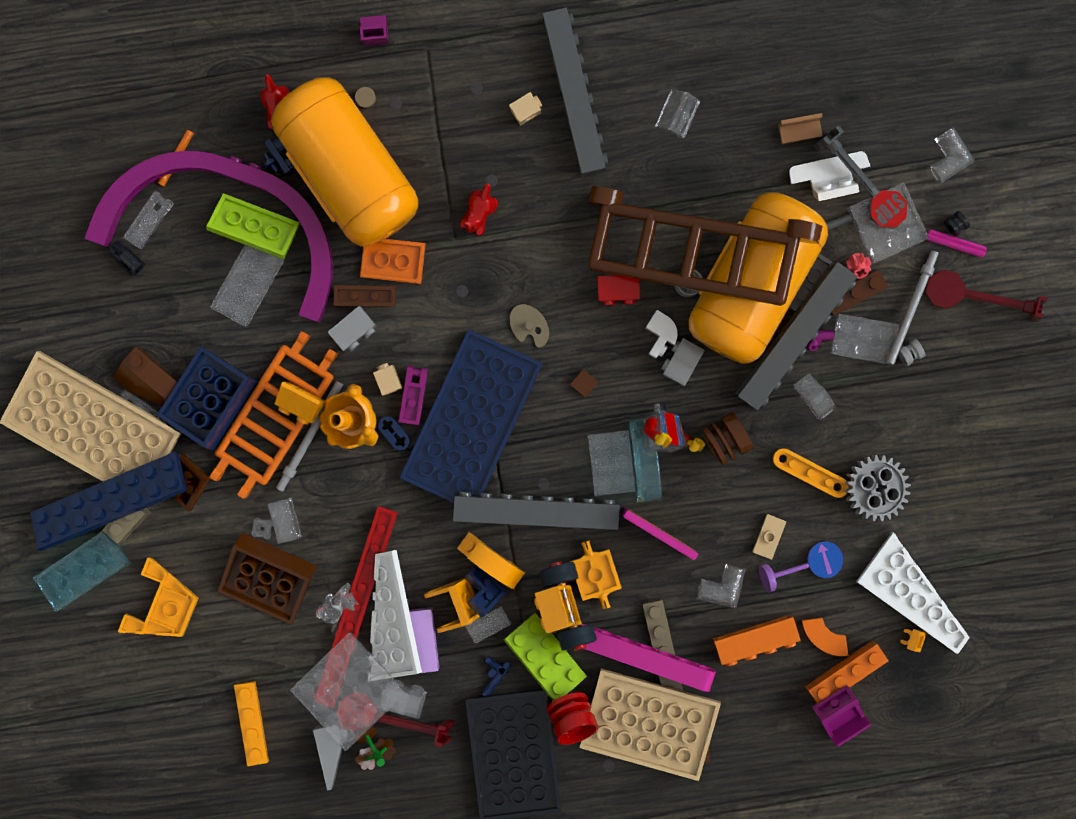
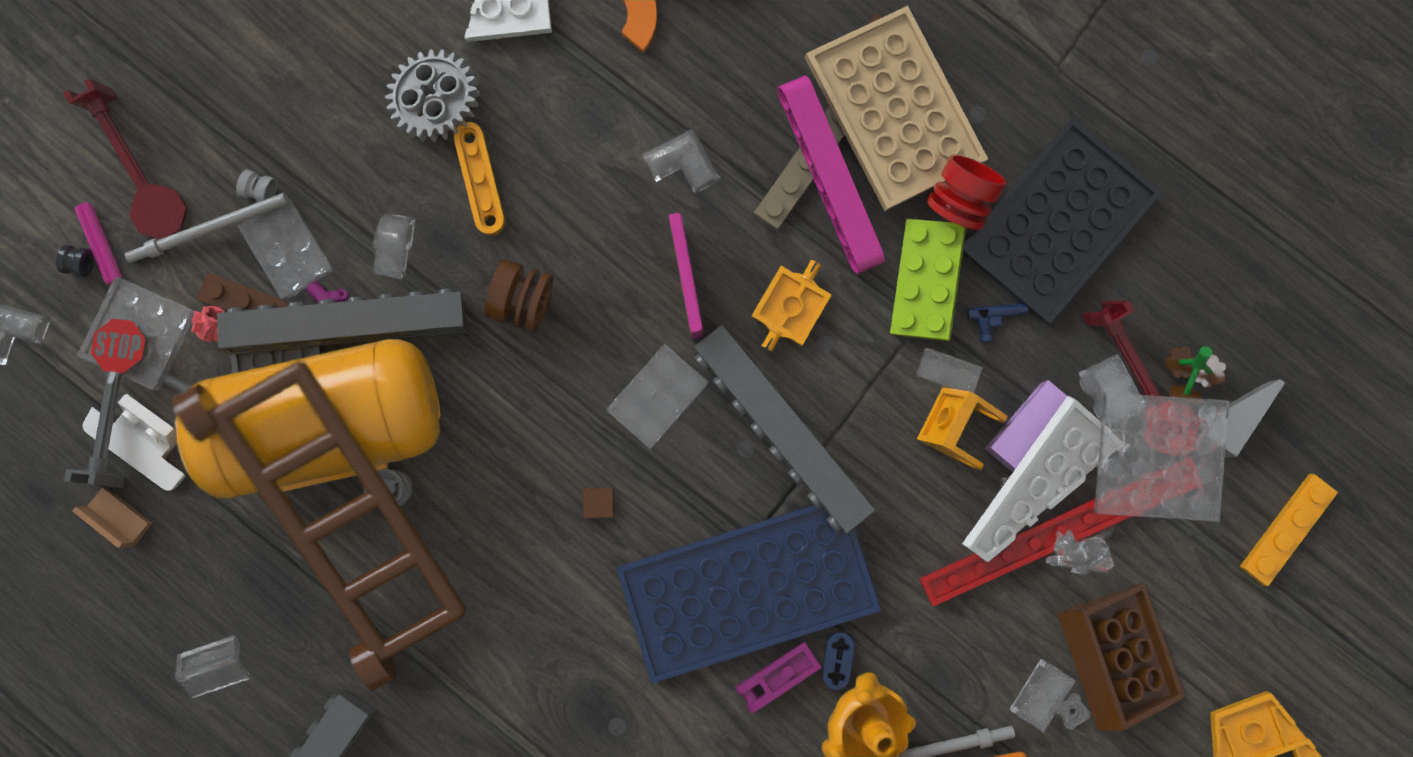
camera: 130 degrees left, 5 degrees down
(387, 379) = (786, 722): tan brick -> none
(488, 589) = (911, 404): dark blue plate -> none
(490, 561) = (880, 430): light orange arch -> none
(525, 320) = (588, 628): dark tan piece -> none
(560, 609) = (862, 310): brick -> none
(616, 289) = (462, 558): red brick -> none
(645, 464) = (620, 363): clear light blue windscreen -> none
(665, 432) = (572, 366): torso -> none
(666, 331) = (462, 467): white brick -> none
(682, 362) = (480, 417): light grey brick -> none
(756, 640) = (706, 78): orange brick -> none
(769, 536) = (585, 162): tan plate -> none
(823, 560) = (560, 84): piece -> none

